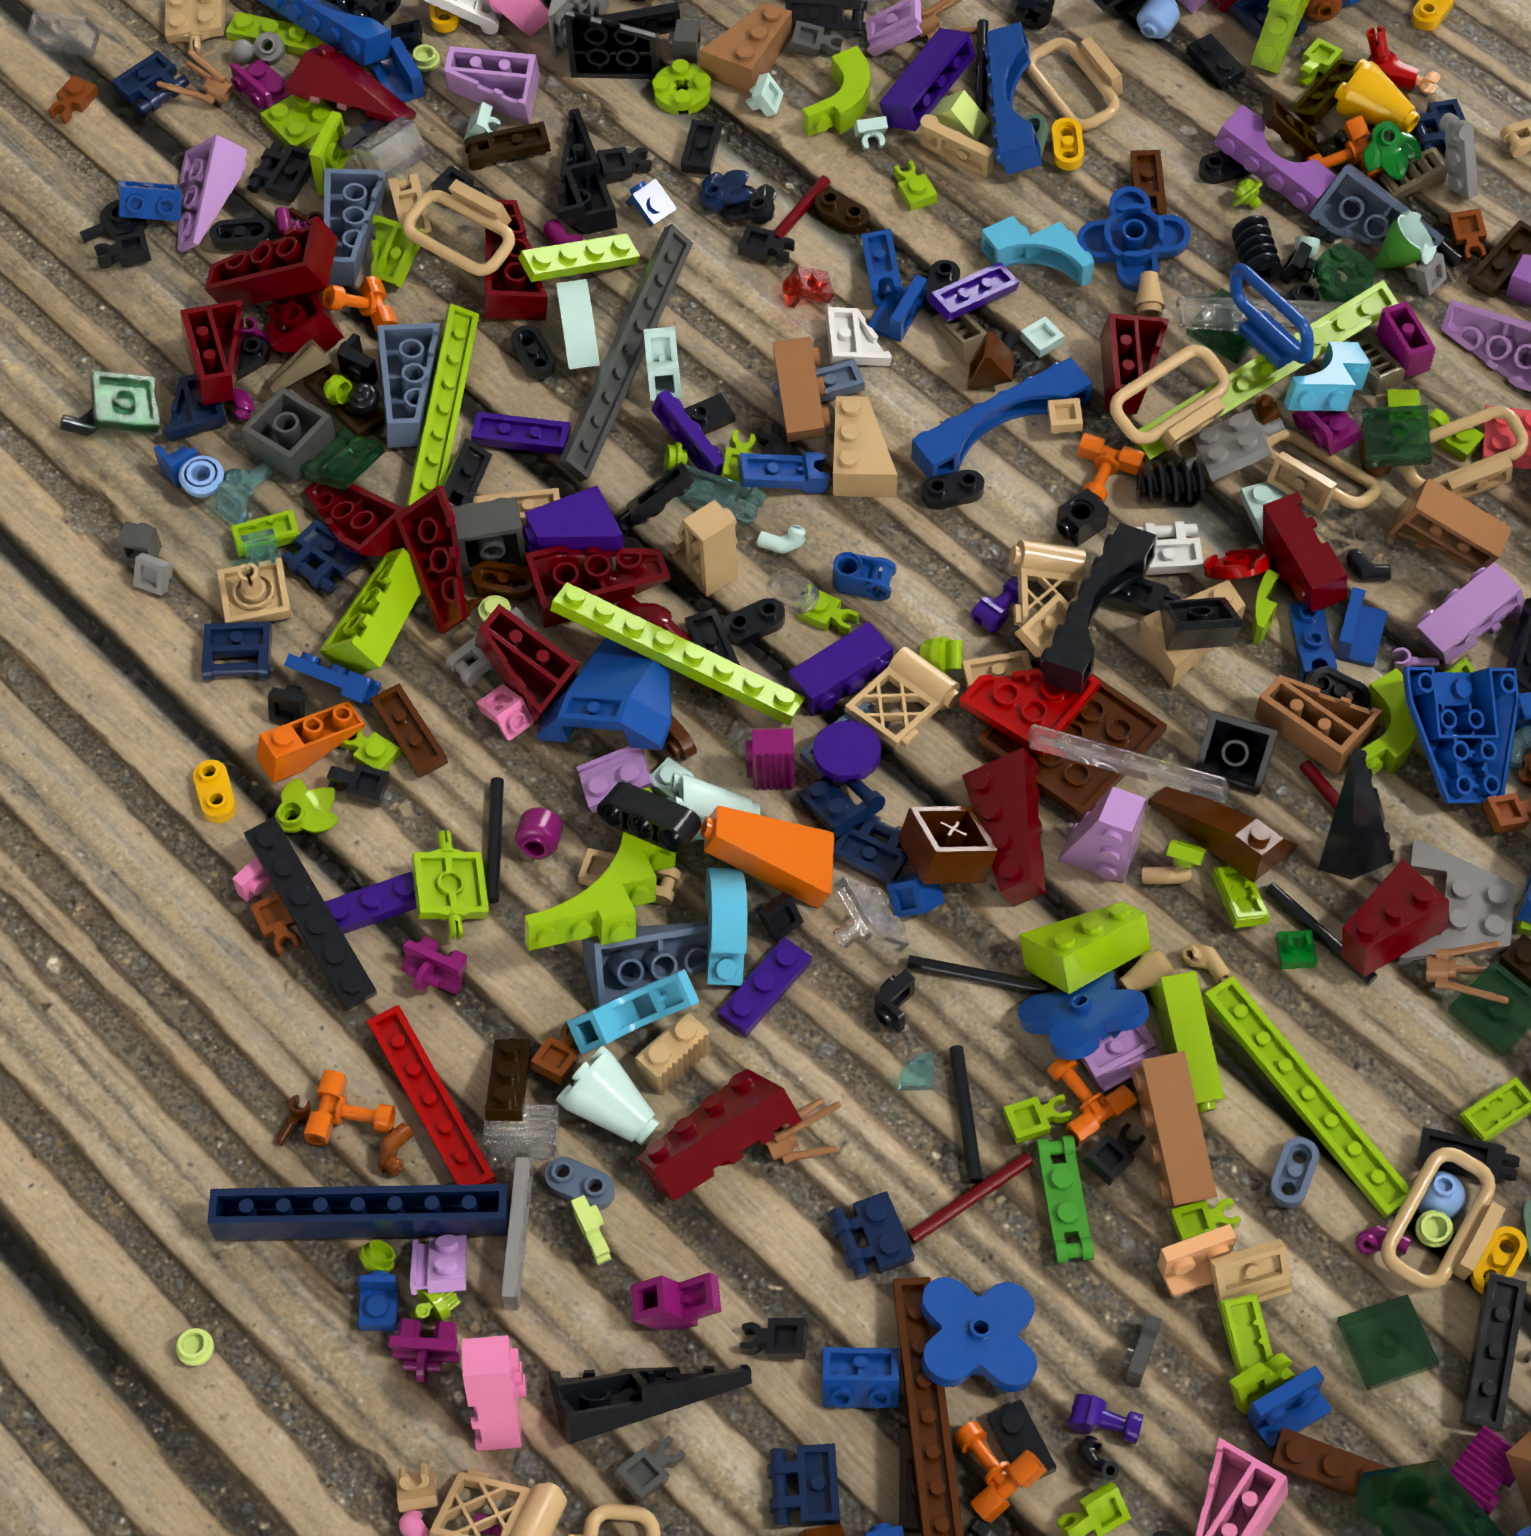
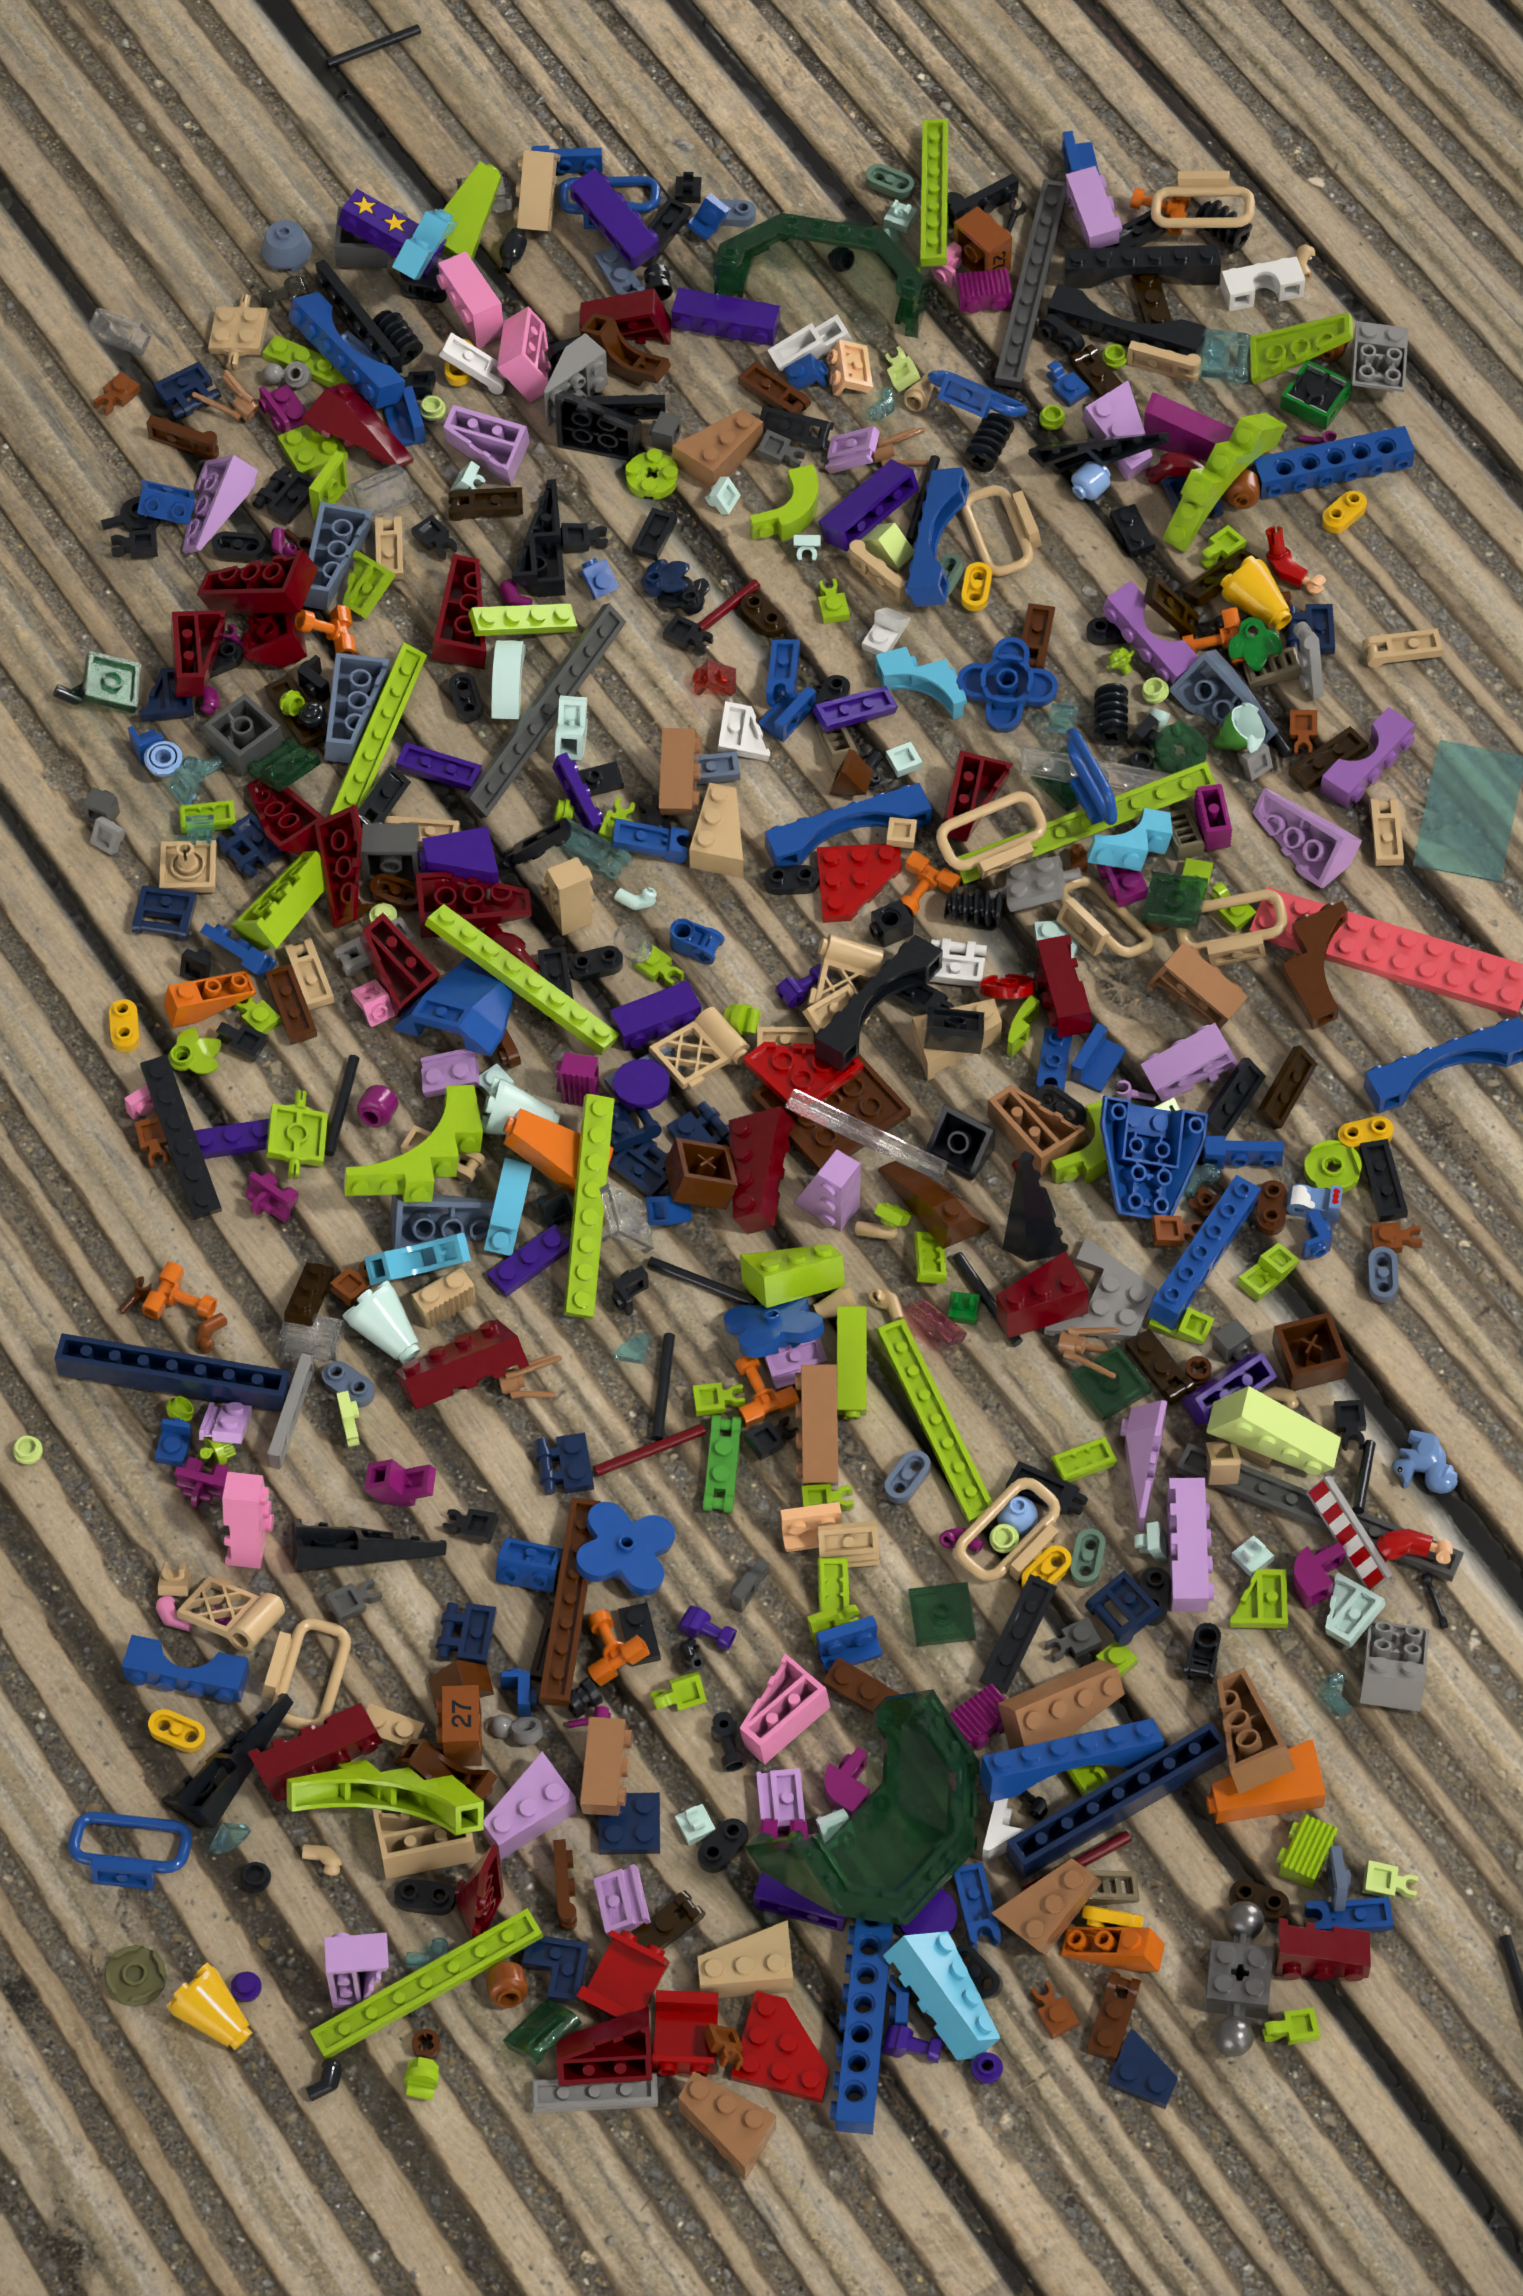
camera: 10 degrees right, 0 degrees up
(155, 130) = (183, 437): none -> reddish brown plate
(301, 364) = (267, 674): dark tan slope -> none
(359, 133) = (359, 473): black tile -> none
(424, 691) = (310, 974): none -> tan plate
(430, 1098) = (245, 1296): red plate -> none
(474, 206) = (441, 562): tan bar -> none
(649, 817) = (464, 1108): black beam -> none
(823, 910) = (588, 1207): none -> lime plate
(918, 793) = (694, 1129): none -> dark blue plate
(980, 207) = (886, 631): none -> white slope
(1022, 474) = (853, 877): none -> red plate
(1149, 296) = (1005, 740): tan cone -> none
(1205, 263) = (1063, 717): none -> clear light blue tile
(1271, 973) = (936, 1323): none -> clear pink plate
(1294, 218) = (1155, 690): none -> yellowish green plate
(1320, 231) = (1176, 707): black piece -> none
(1364, 569) = (1117, 1009): black arm -> none

